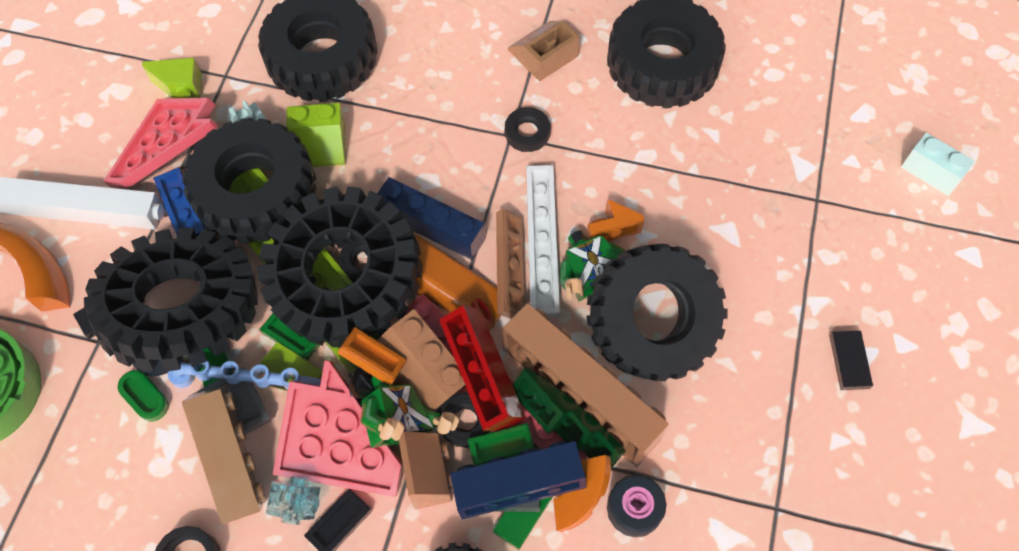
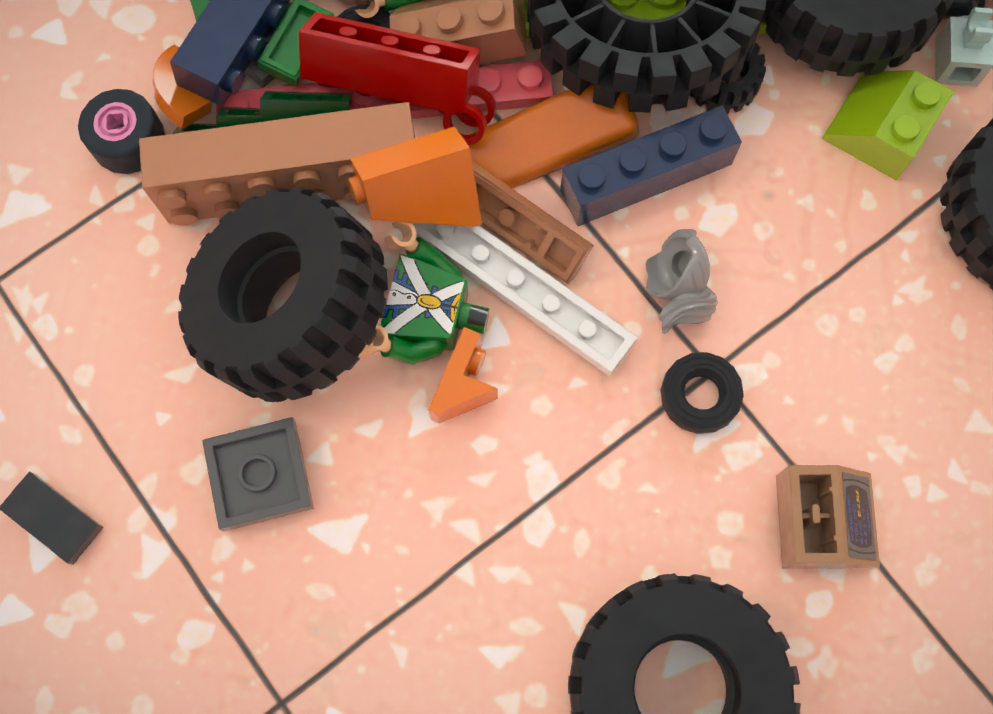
camera: 130 degrees right, 10 degrees up
(480, 167) = (681, 276): none -> light grey hair
(543, 291) = (419, 181): none -> orange slope
(743, 279) = (257, 474): none -> dark grey plate

